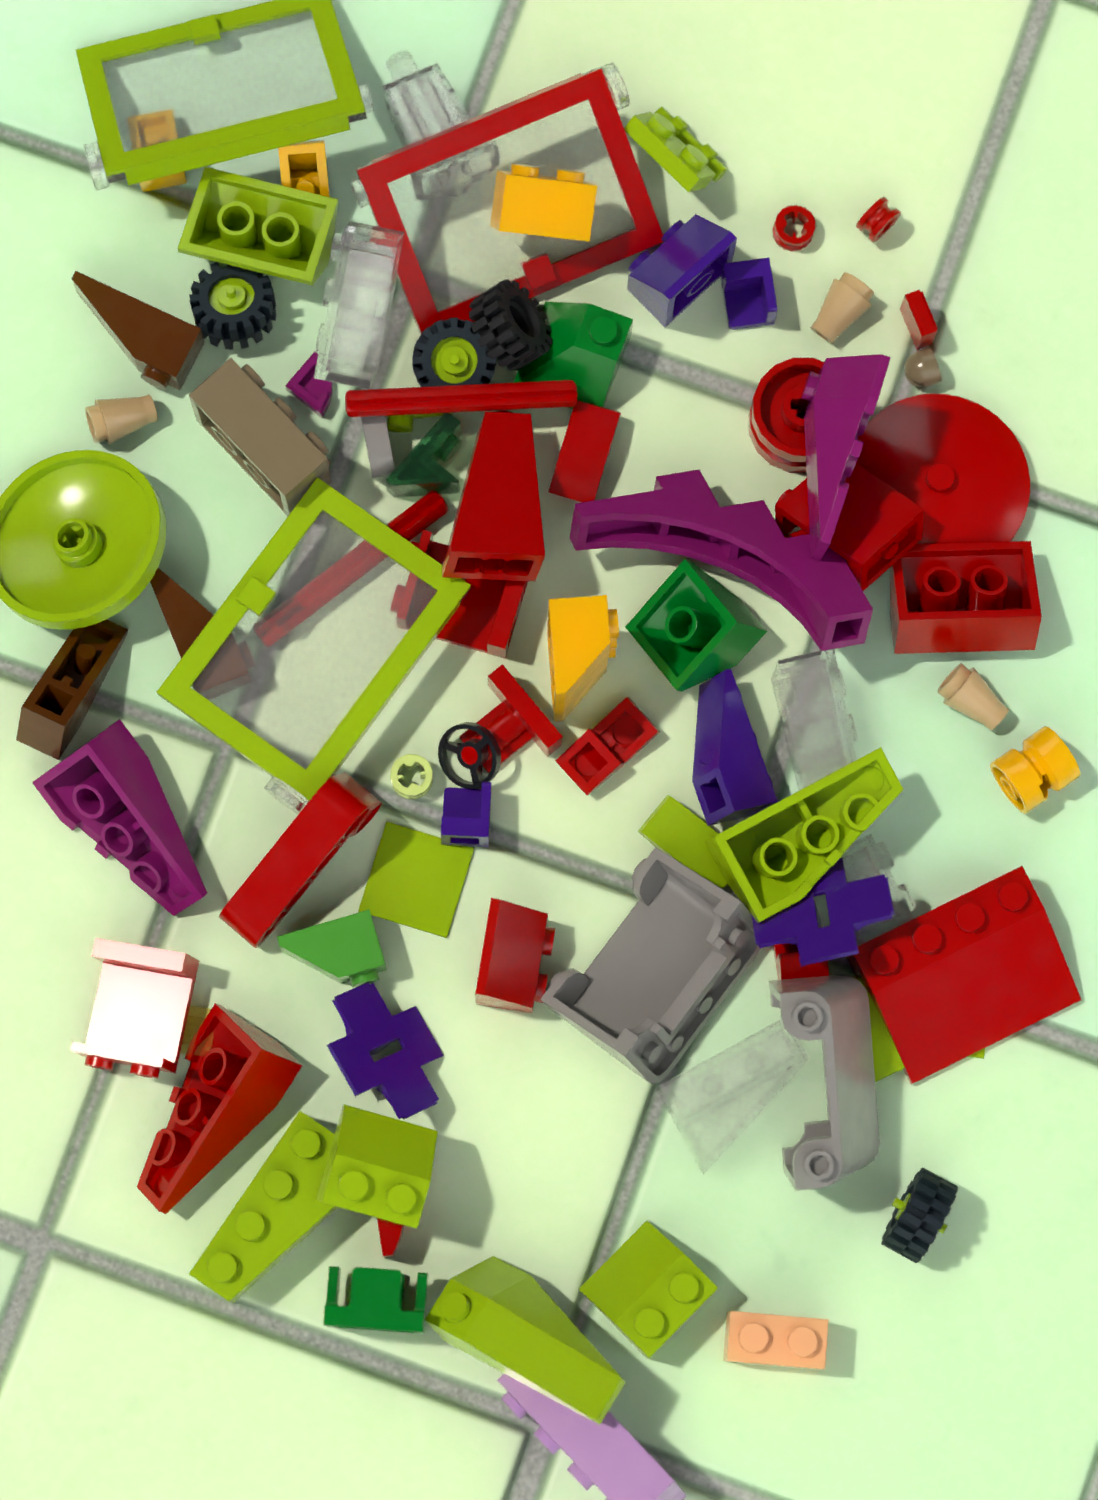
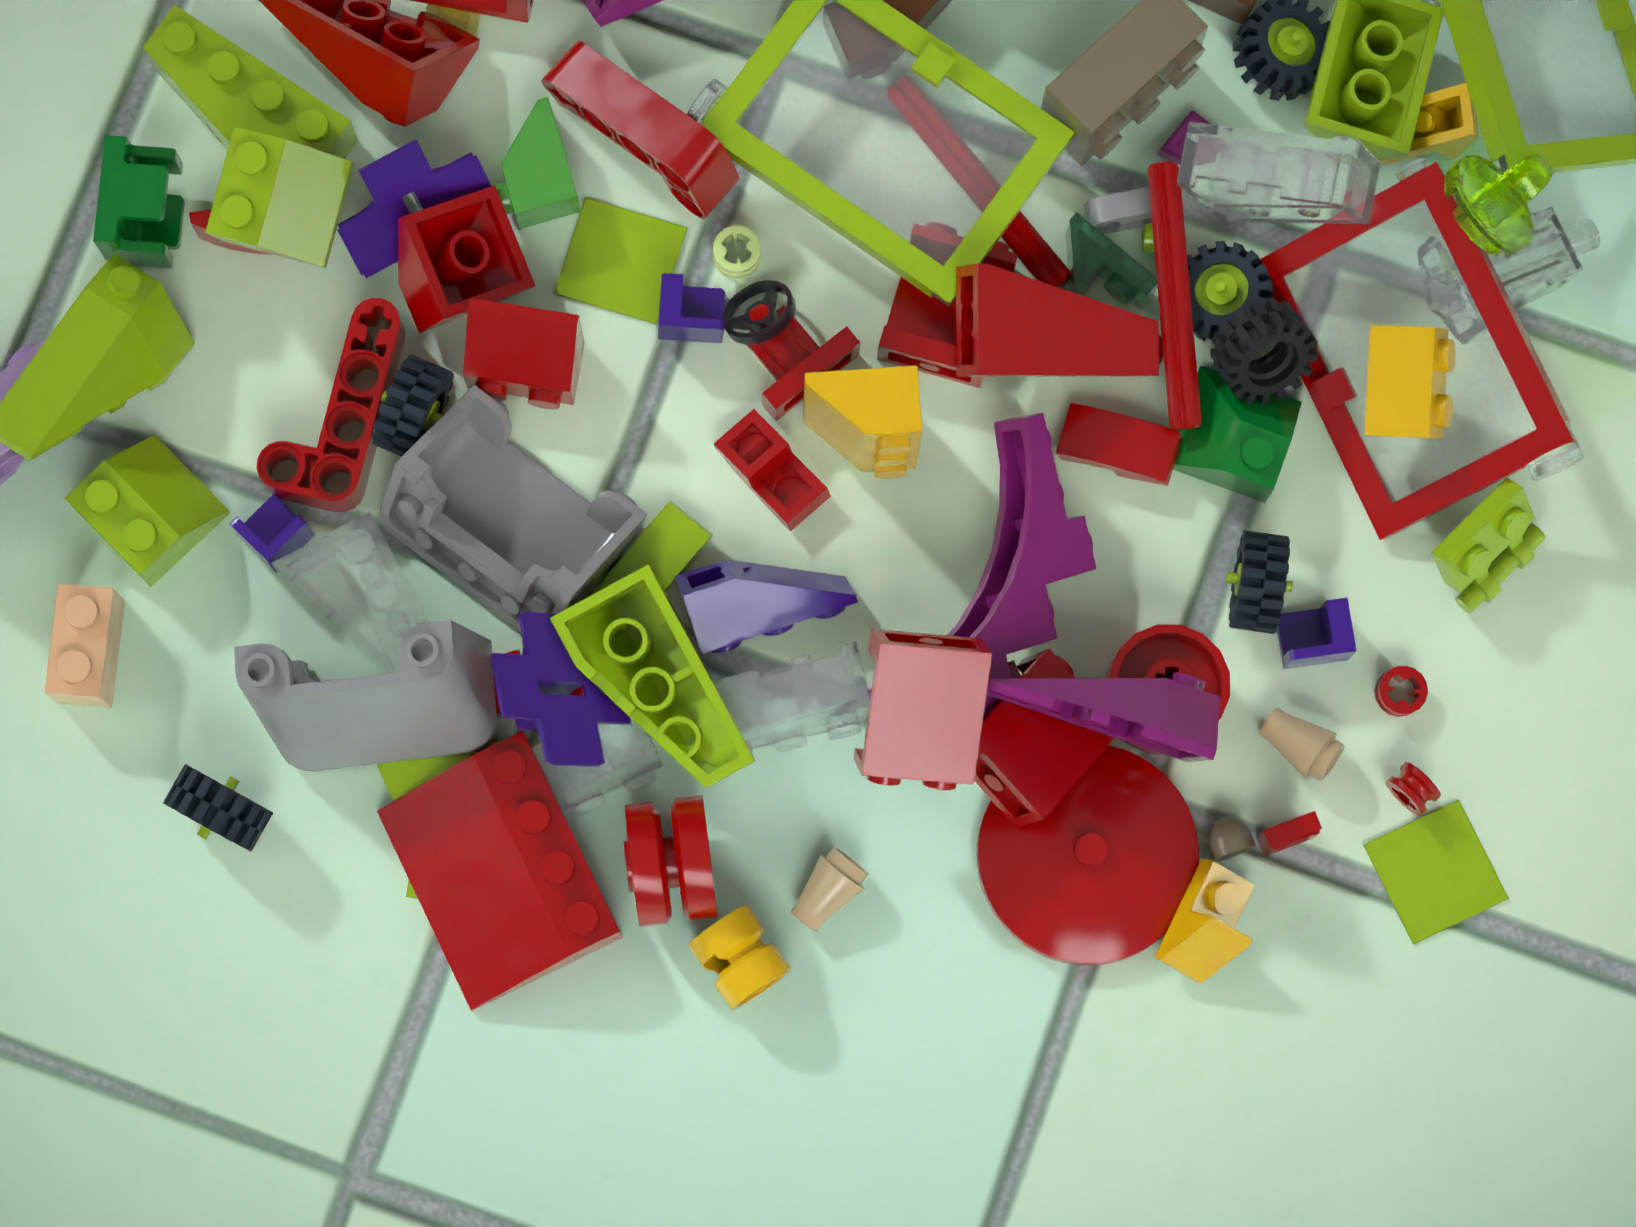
camera: 90 degrees right, 0 degrees up
(389, 121) = (1495, 203): none -> clear neon green tile
(428, 1012) = (458, 255): none -> red slope
(553, 1116) = (344, 406): none -> red beam
(561, 1052) = (411, 404): none -> black wheel
(668, 1177) = (273, 531): none -> dark purple panel
(680, 267) = (1342, 550): dark purple slope -> none
(694, 627) = (908, 564): green slope -> none
(710, 335) = (1259, 582): none -> black wheel
(841, 596) = (924, 709): none -> panel
(943, 206) = (1435, 872): none -> lime piece
(959, 823) = (669, 861): none -> red wheel
(965, 598) = (946, 877): red slope -> none
(1003, 393) = (1203, 927): none -> yellow slope

